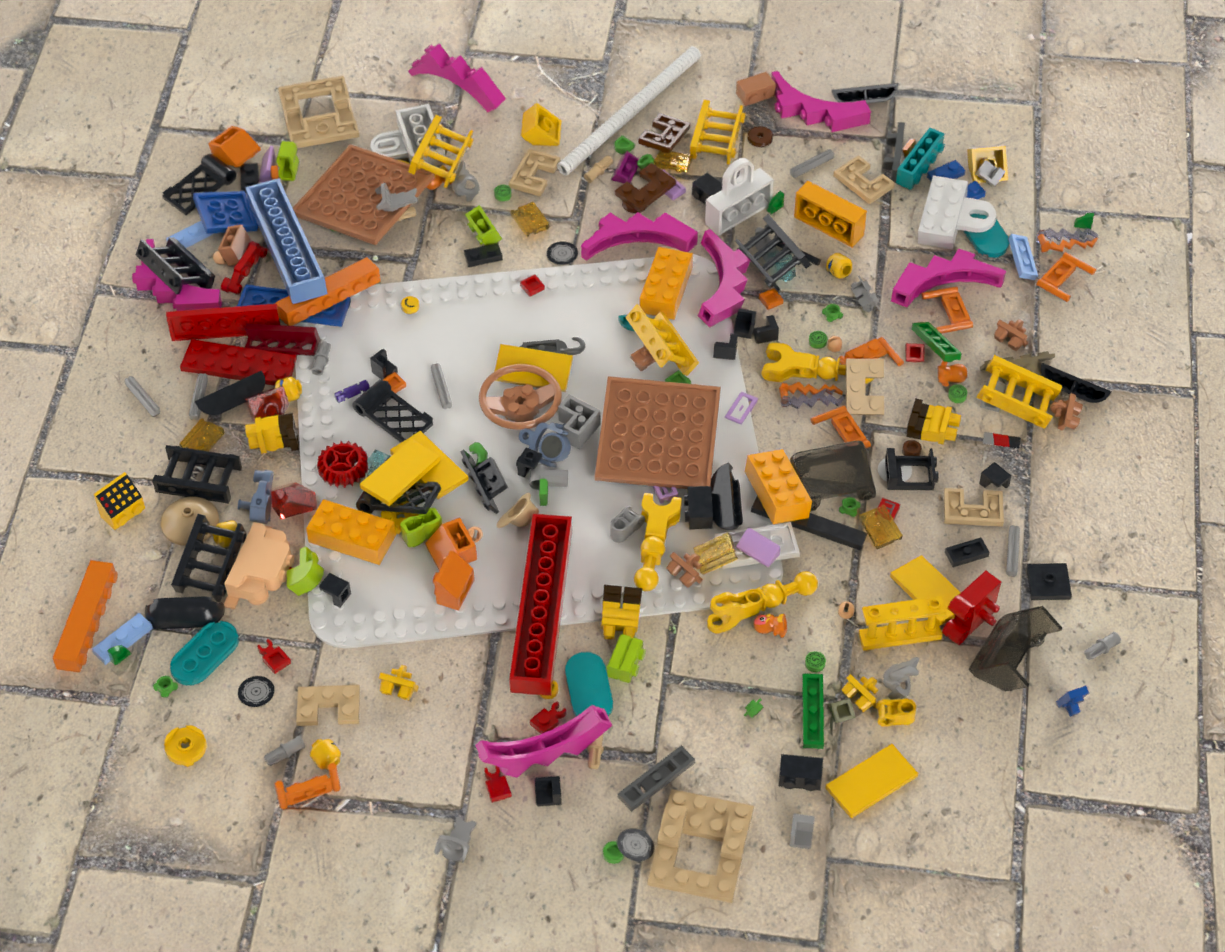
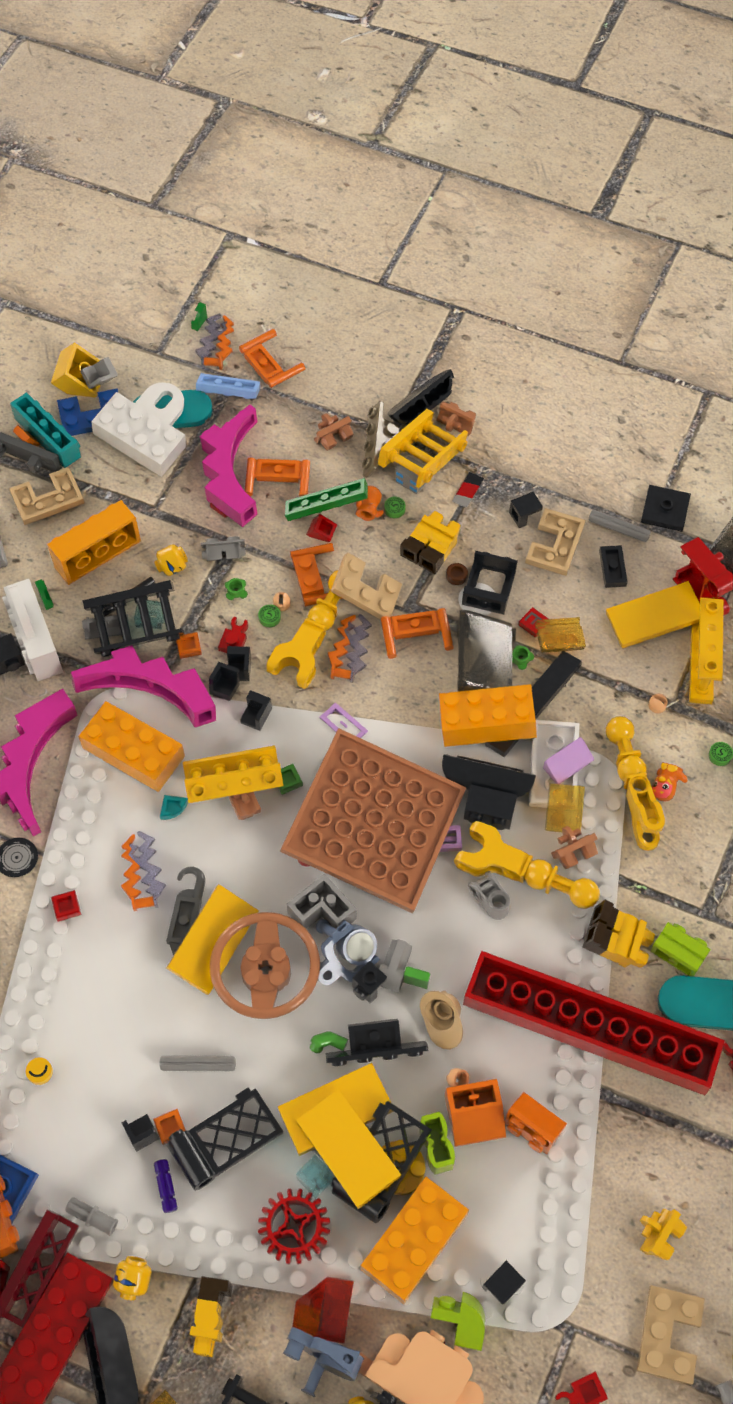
camera: 75 degrees left, 10 degrees up
(267, 403) = (153, 1315): clear red slope -> none
(552, 329) = (156, 887): none -> piece
(787, 323) = (233, 637): none -> red plate

